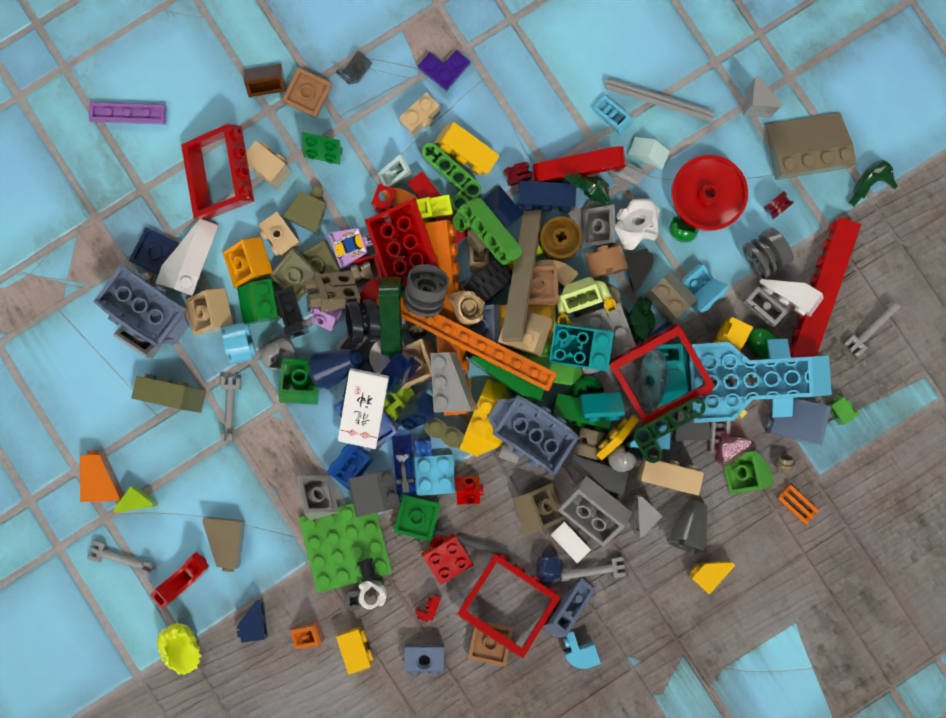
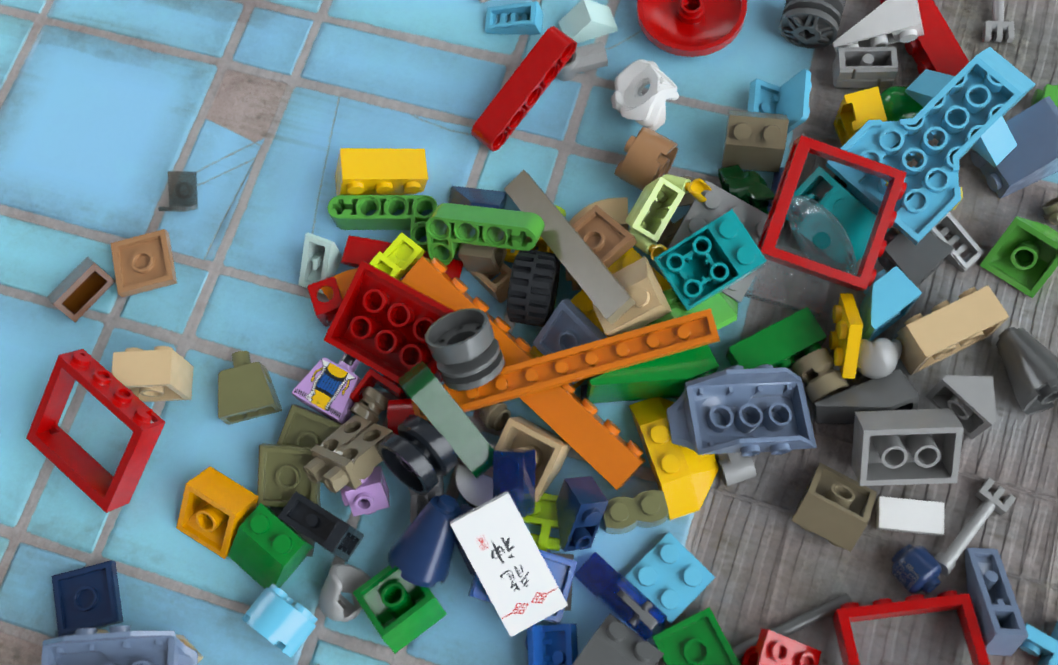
camera: 25 degrees left, 15 degrees down
(187, 261) = (138, 576): white wedge -> none
(209, 311) = (211, 613): tan slope -> none
(279, 234) = (230, 445): tan brick -> none
(321, 148) = (206, 304): green hinge -> none
(419, 114) = (295, 182): tan brick -> none
(423, 446) = (624, 552): blue wheel -> none
(444, 73) = (290, 123): dark purple plate -> none
(449, 384) = (592, 441): light grey wedge -> none
(467, 307) = (532, 331): tan hair -> none
(468, 490) = (729, 558): red brick -> none
(518, 172) = (462, 153): dark red wheel -> none
(546, 196) = (516, 151): dark blue brick -> none
(568, 231) = (573, 178): pearl gold wheel -> none
(587, 385) = (755, 311): green hair -> none
(594, 187) = (559, 100): dark green animal -> none
(598, 226) = (603, 134): light grey slope -> none
(601, 405) = (796, 313): teal slope -> none
(639, 266) = (691, 142): clear smoke slope -> none
(671, 423) = (900, 258): dark green beam -> none
(681, 231) = (699, 68): green hair -> none
(732, 447) = (985, 242): clear pink slope -> none

